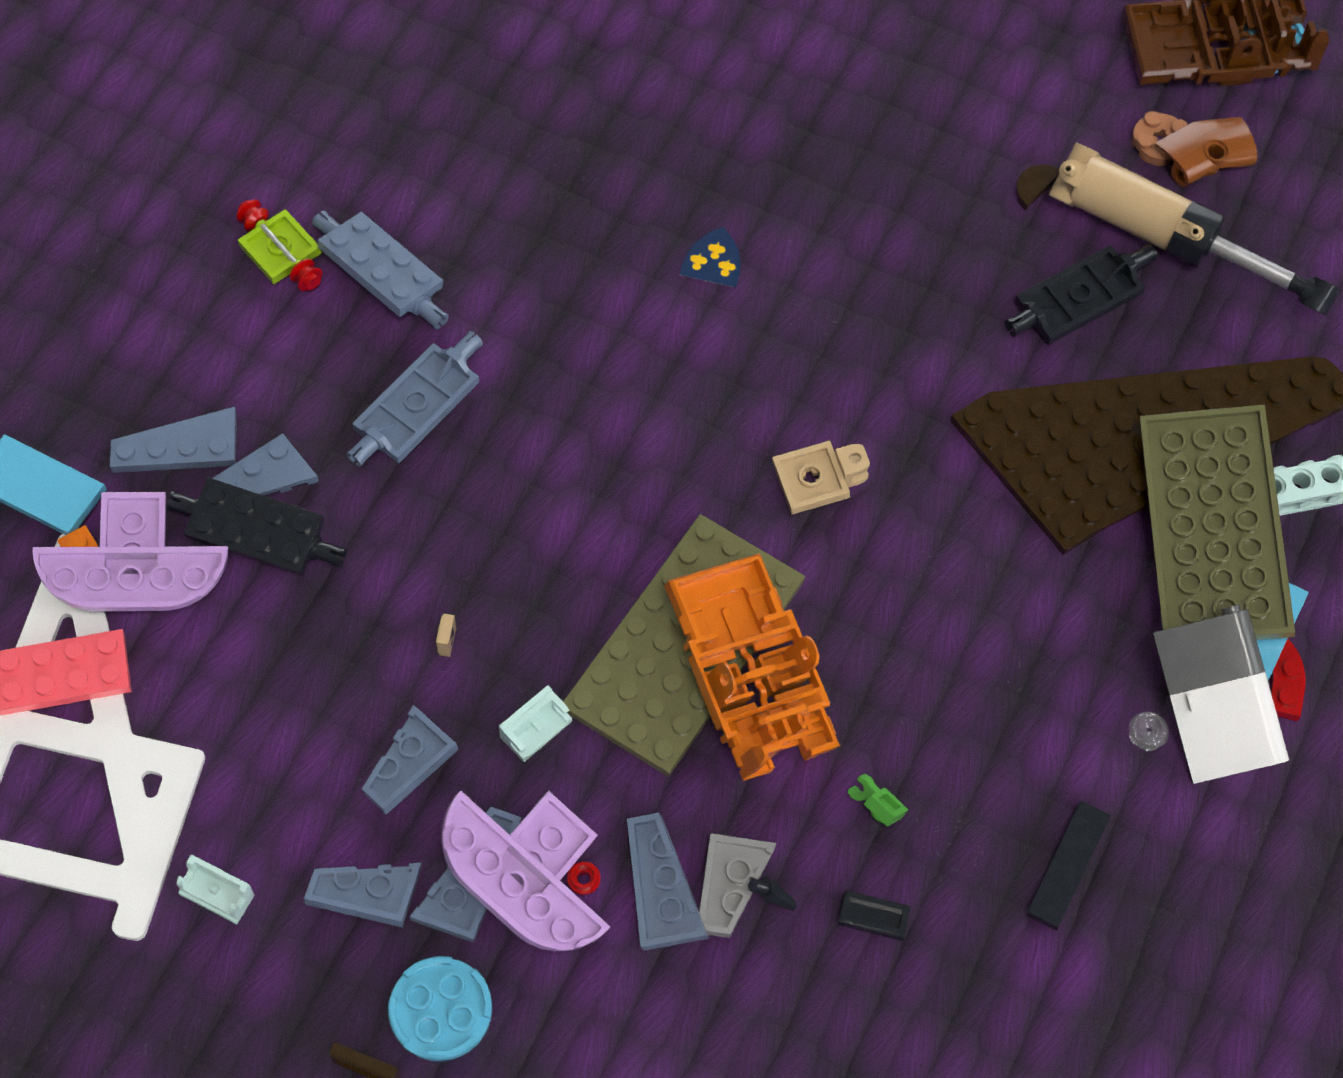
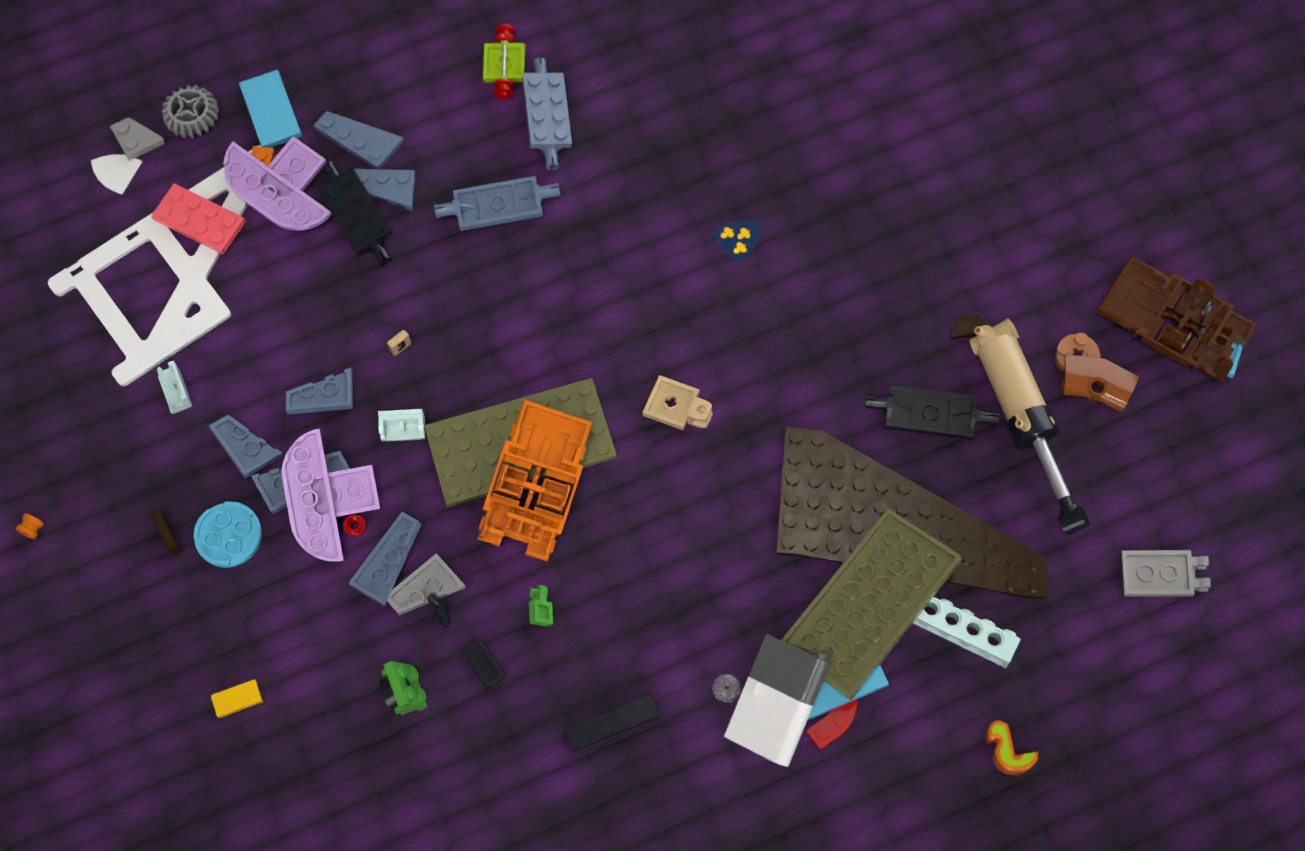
camera: 45 degrees right, 5 degrees up
(816, 1013) = (401, 688): none -> bright green piece

